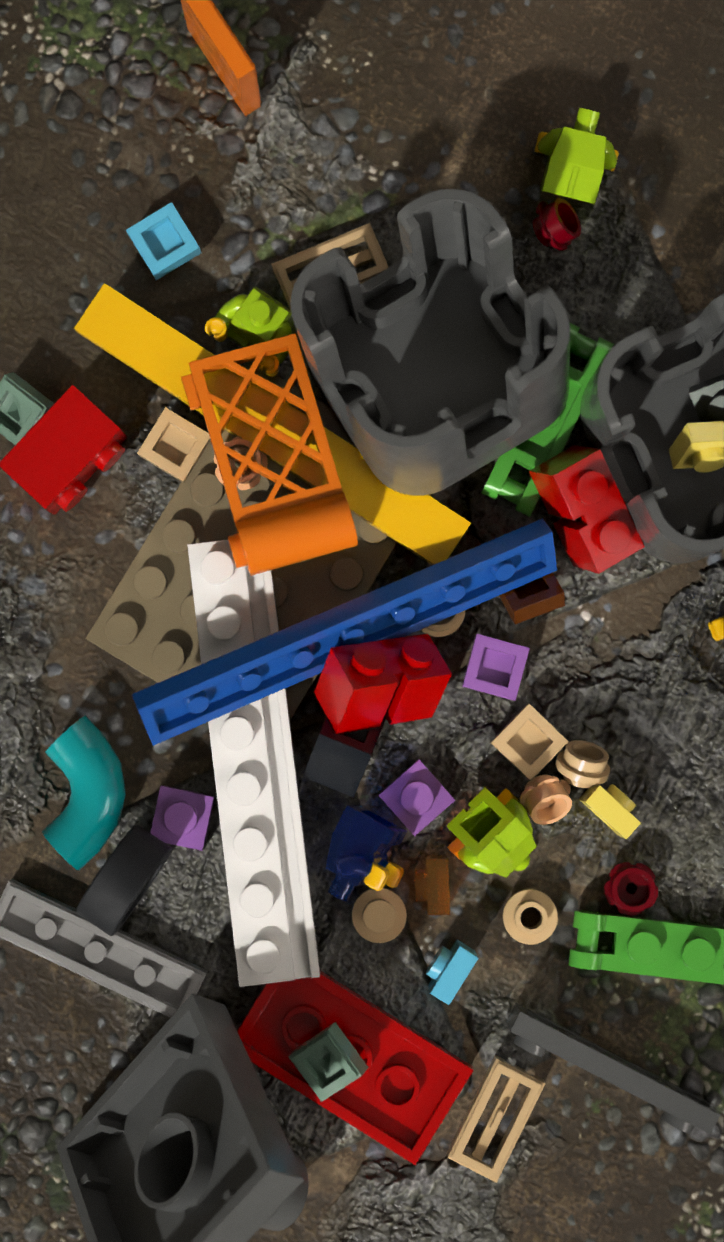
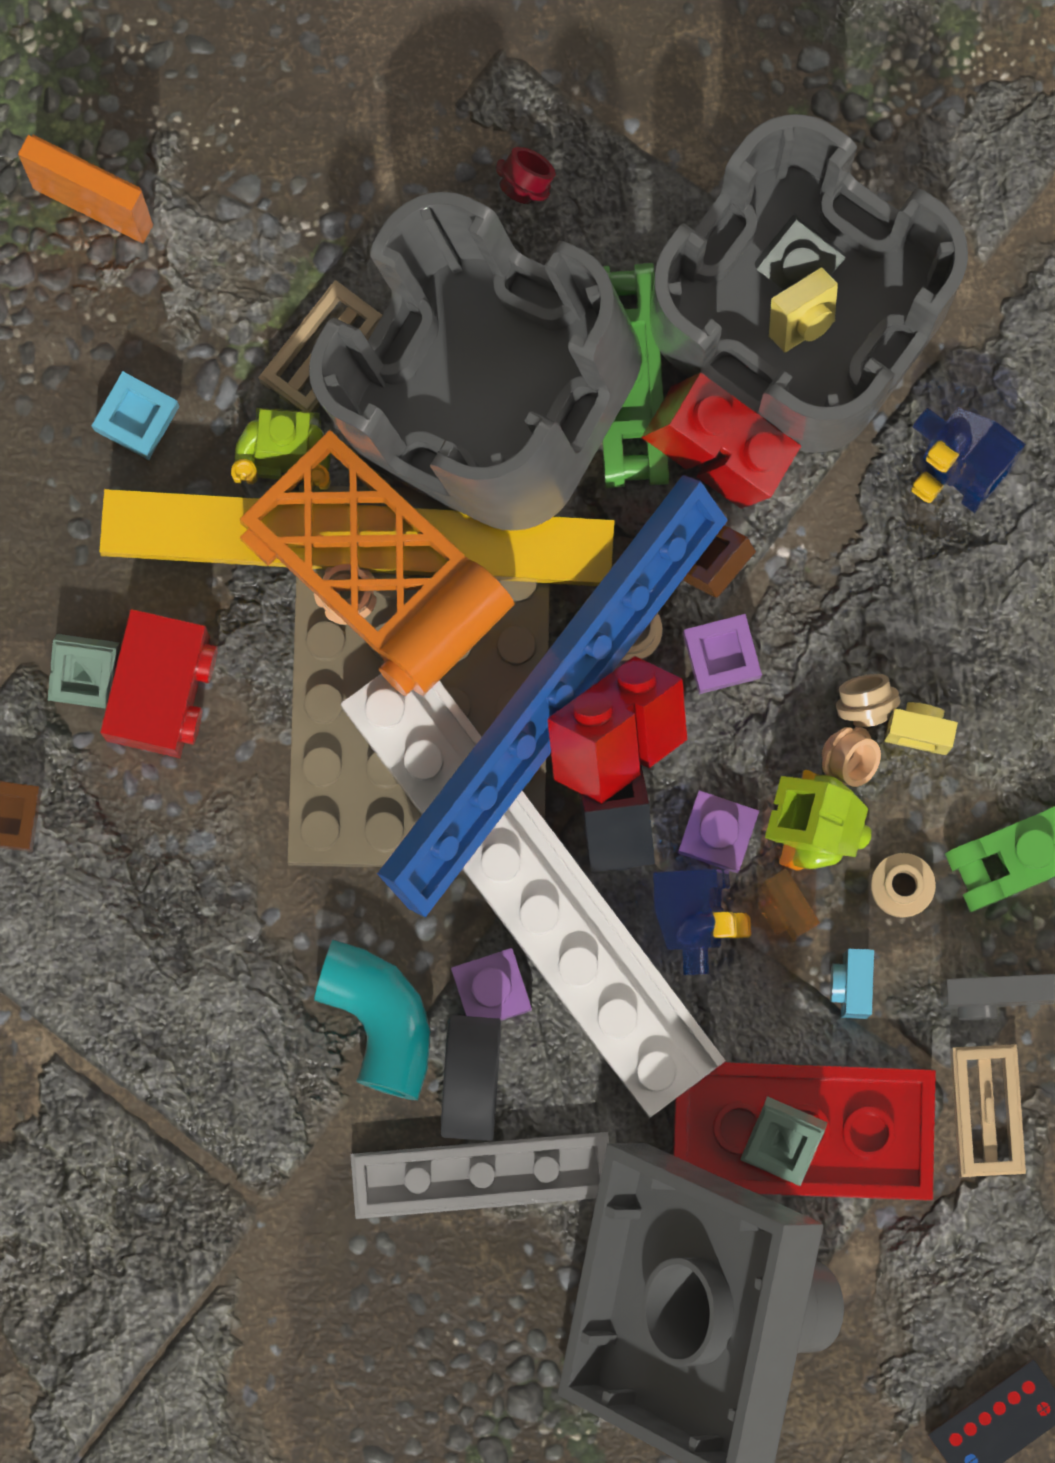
camera: 30 degrees left, 5 degrees down
(174, 445) = (266, 614): tan plate -> none
(379, 915) = (749, 971): tan plate -> none
(529, 741) = (799, 709): tan plate -> none
(576, 158) = (508, 100): lime piece -> none
(644, 895) = (1005, 793): dark red plate -> none

